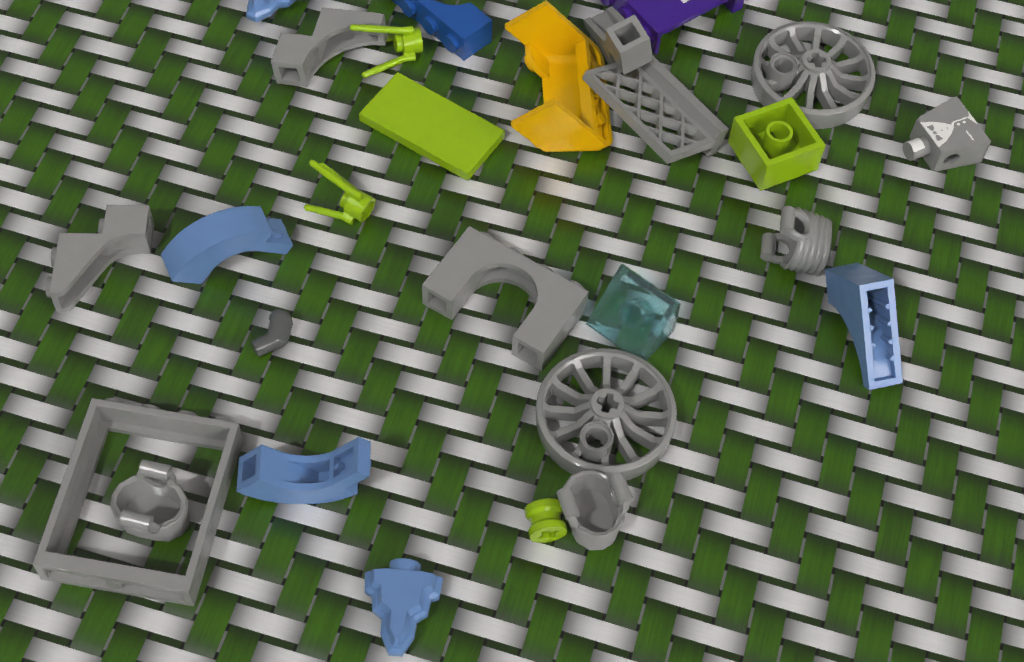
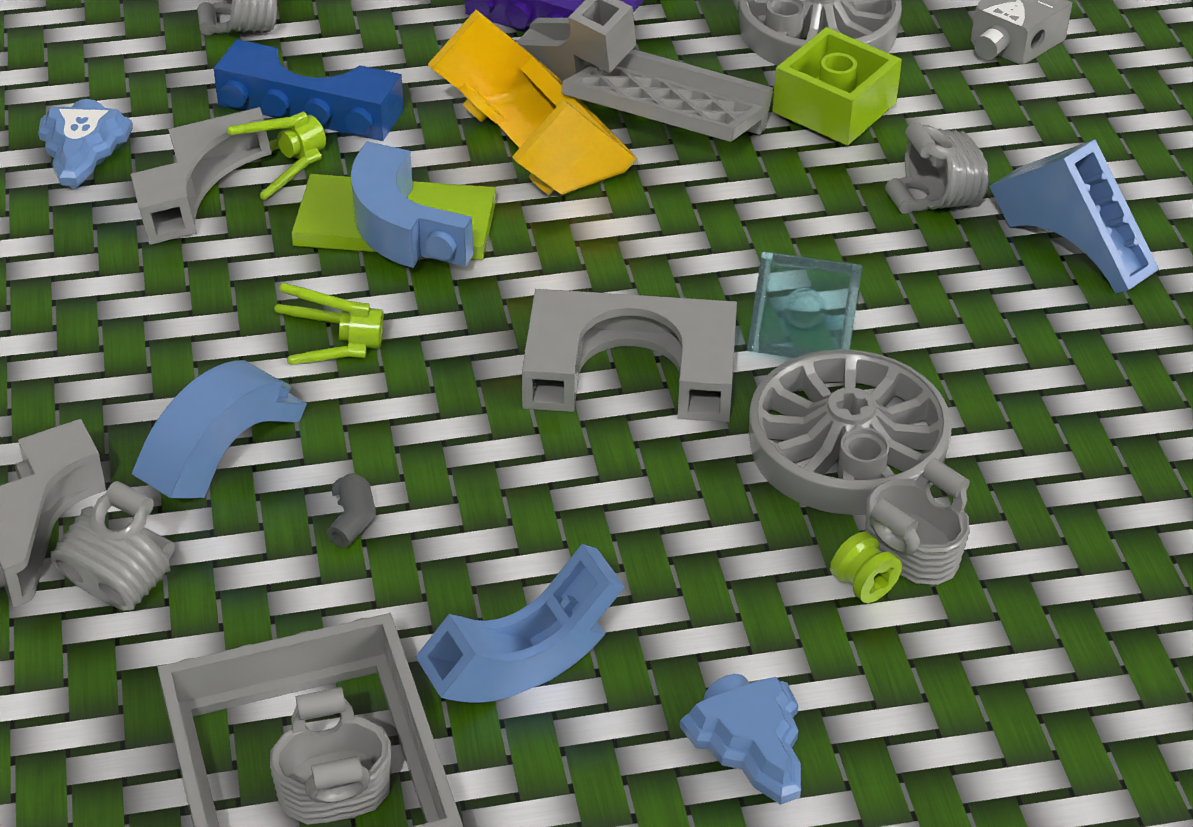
camera: 25 degrees left, 15 degrees down
(111, 303) = (118, 563): none -> light grey piece
(418, 110) = (393, 222): none -> medium blue arch

